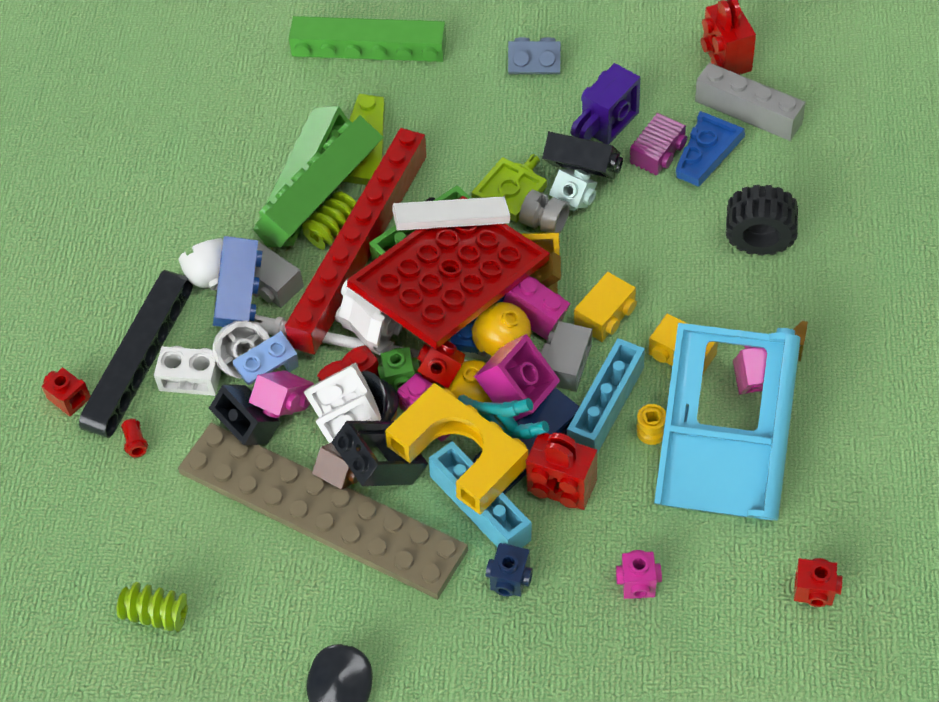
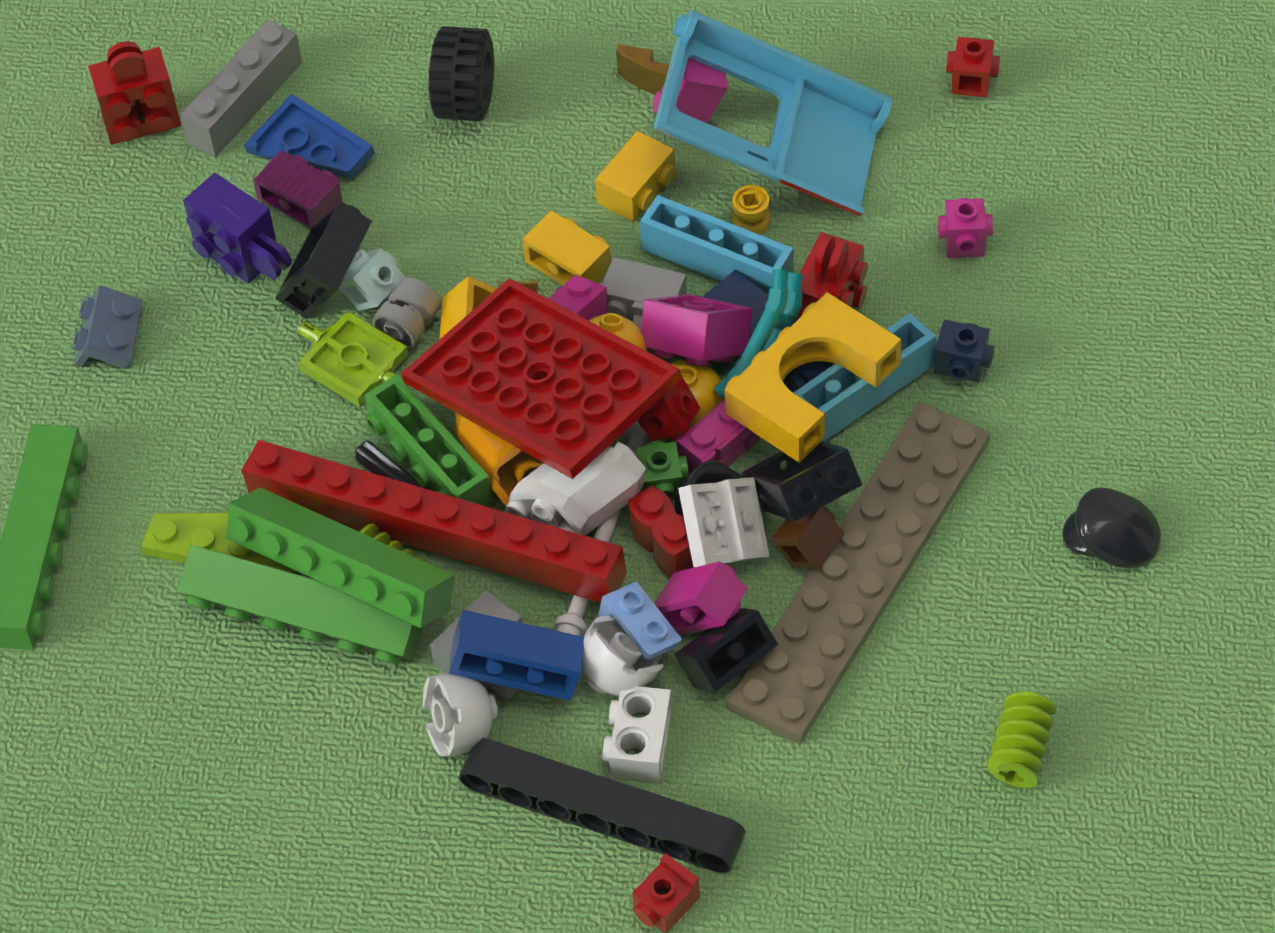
camera: 90 degrees left, 0 degrees up
(135, 443) = (749, 797): red pin -> none
(451, 213) = (443, 375): white tile -> none

